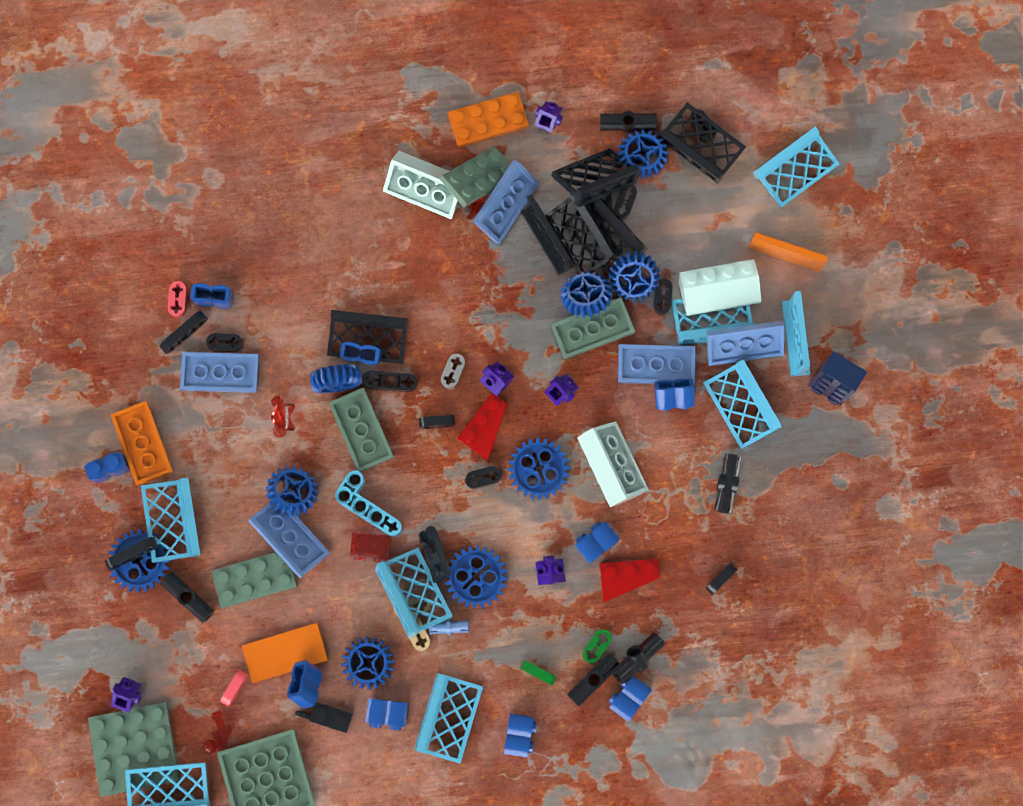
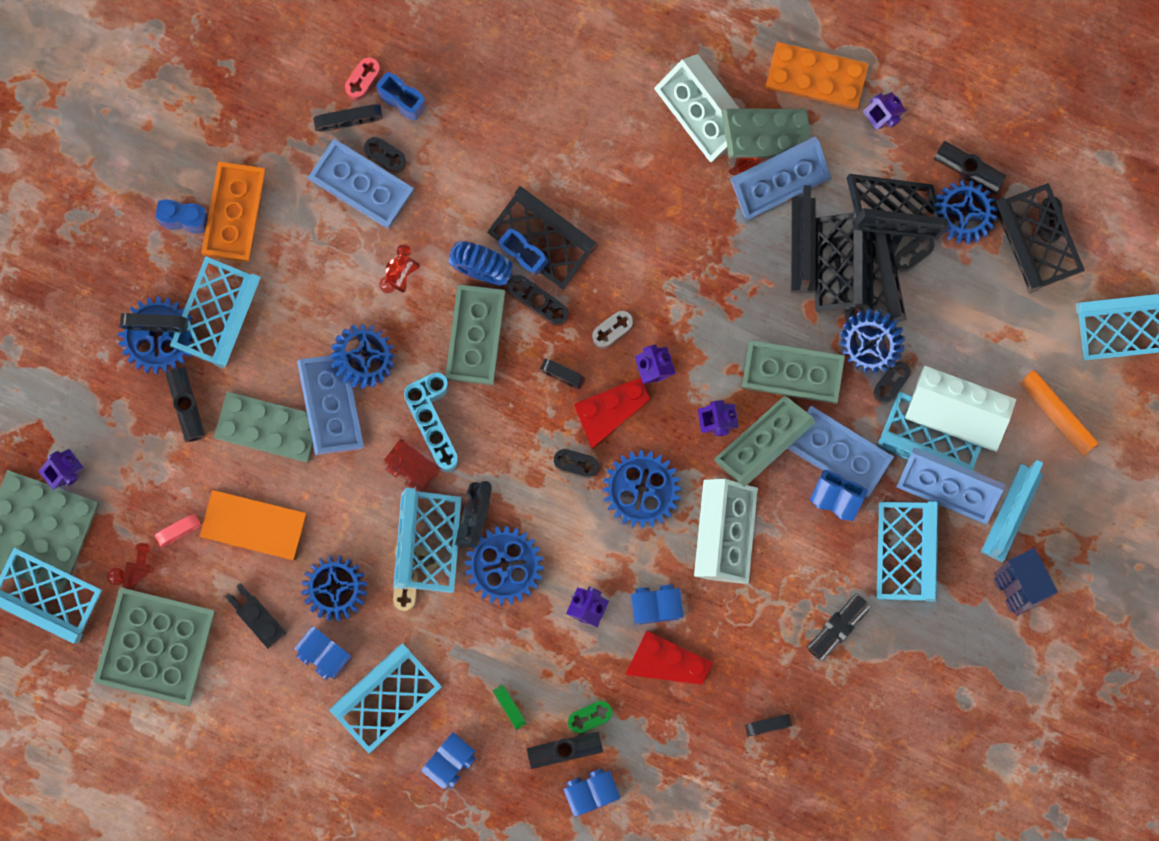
camera: 30 degrees right, 0 degrees up
(304, 684) = (254, 569): blue brick -> none
(449, 627) = (444, 602): medium blue pin -> none
(597, 289) = (796, 321): blue gear -> none
(602, 386) = (764, 441): none -> sand green plate
(637, 658) = (625, 755): black piece -> none

